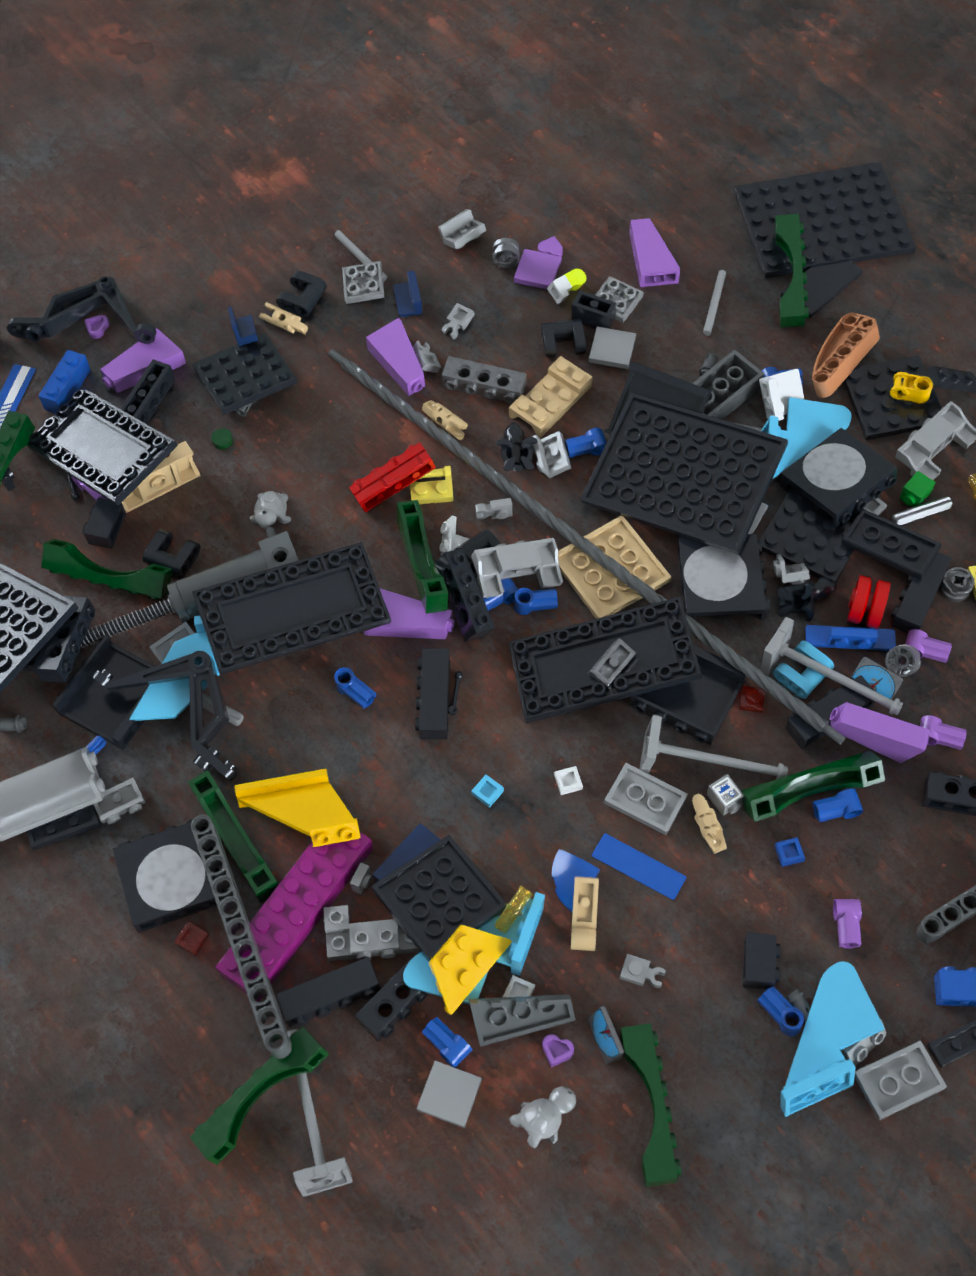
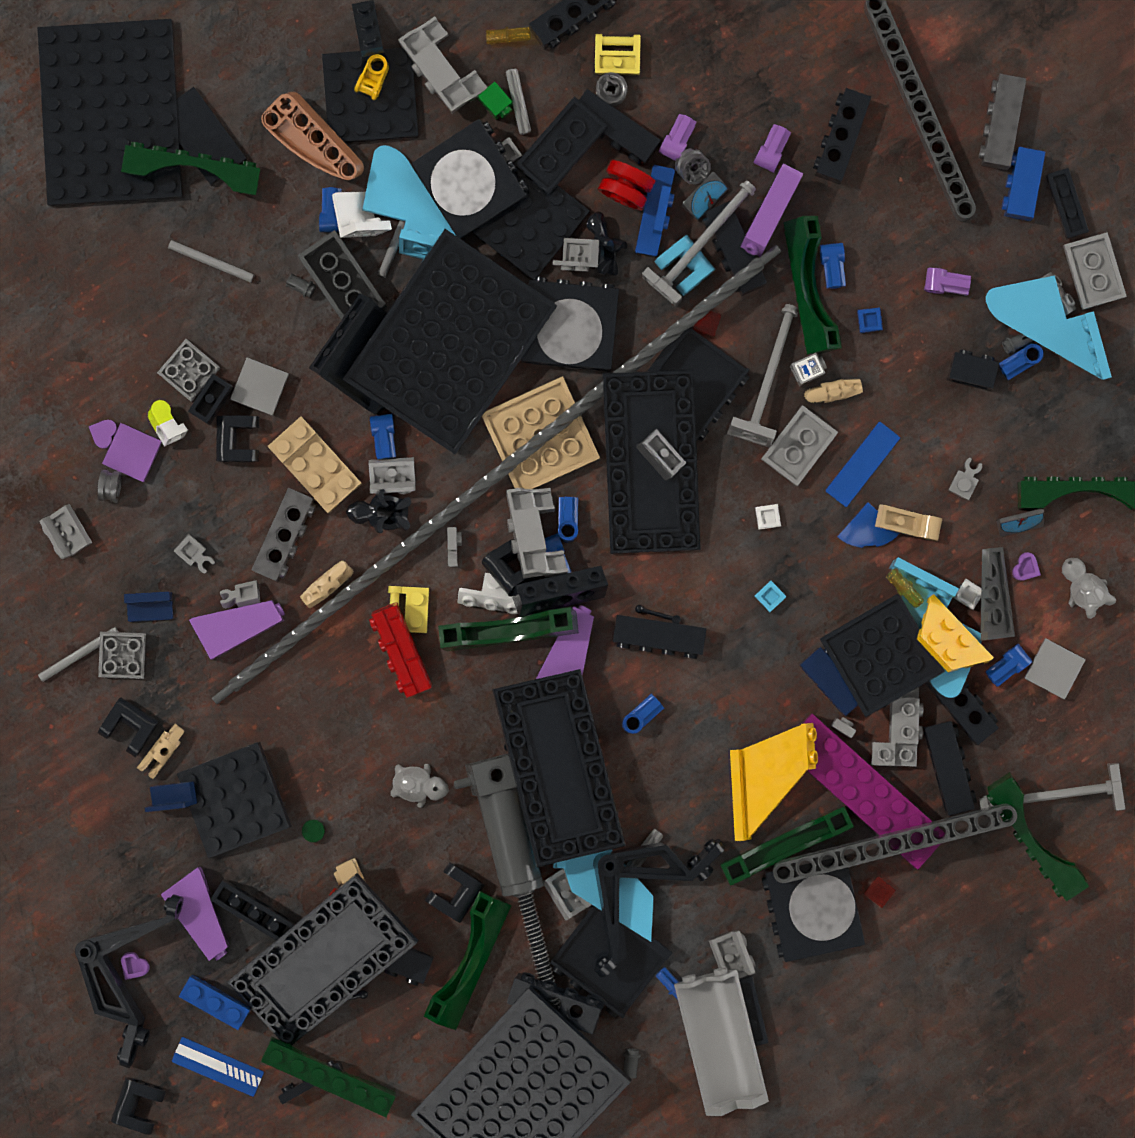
camera: 85 degrees left, 25 degrees up
(652, 257) = (137, 320): medium lavender slope -> none

